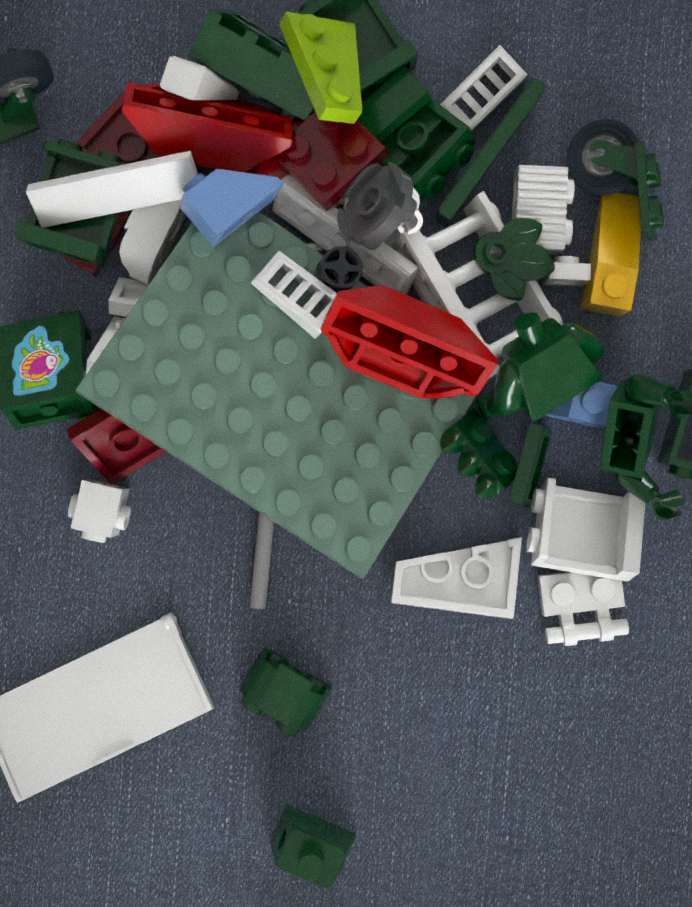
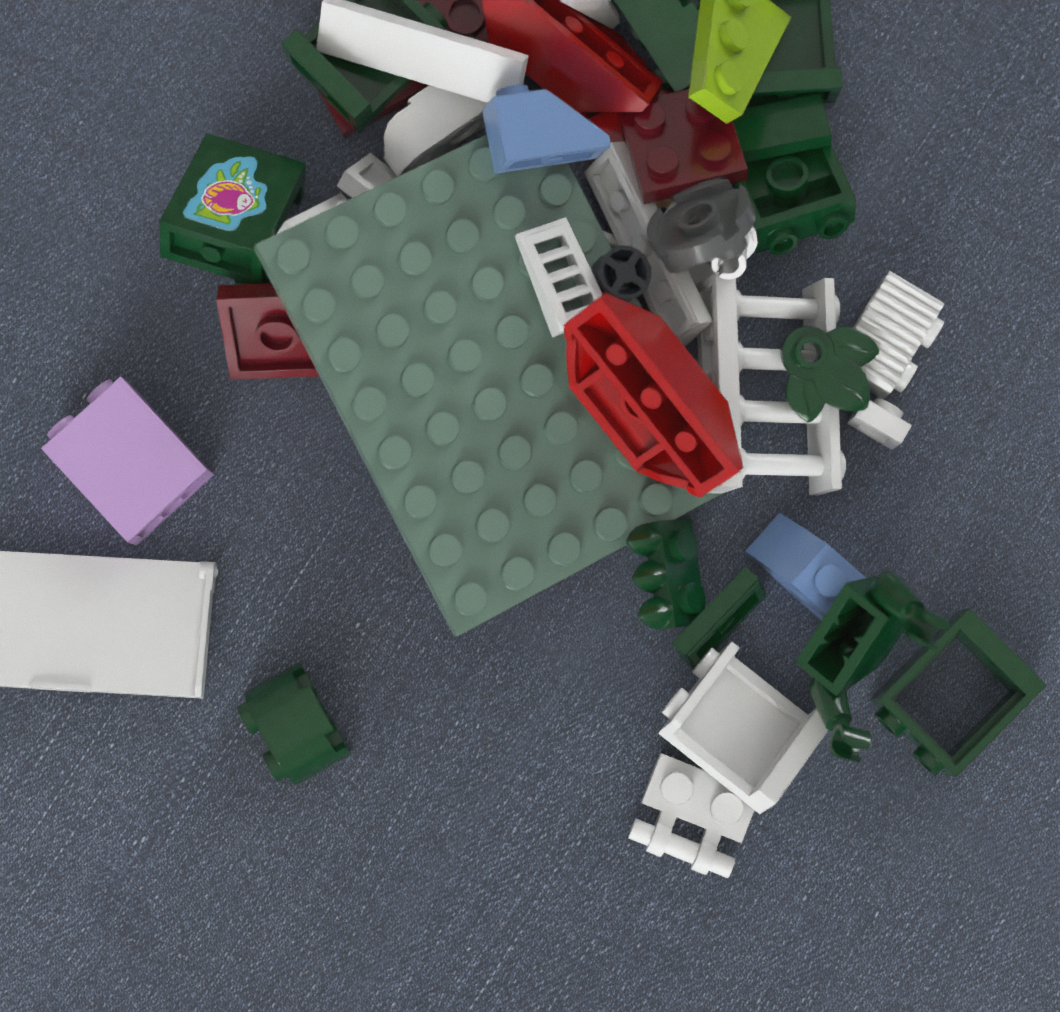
camera: 30 degrees right, 5 degrees down
(71, 578) = (126, 460): none -> lavender brick
(99, 510) = (201, 400): white brick -> none
(261, 562) = (352, 560): light grey bar -> none
(311, 846) = (225, 920): dark green torso -> none
(463, 580) = (570, 710): white wing -> none
(490, 152) = (865, 241): dark green tile -> none
(508, 64) = (913, 144): white slope -> none
(542, 368) = (791, 508): dark green torso -> none
(608, 158) = (997, 320): plate -> none
(614, 256) = (945, 432): yellow slope -> none

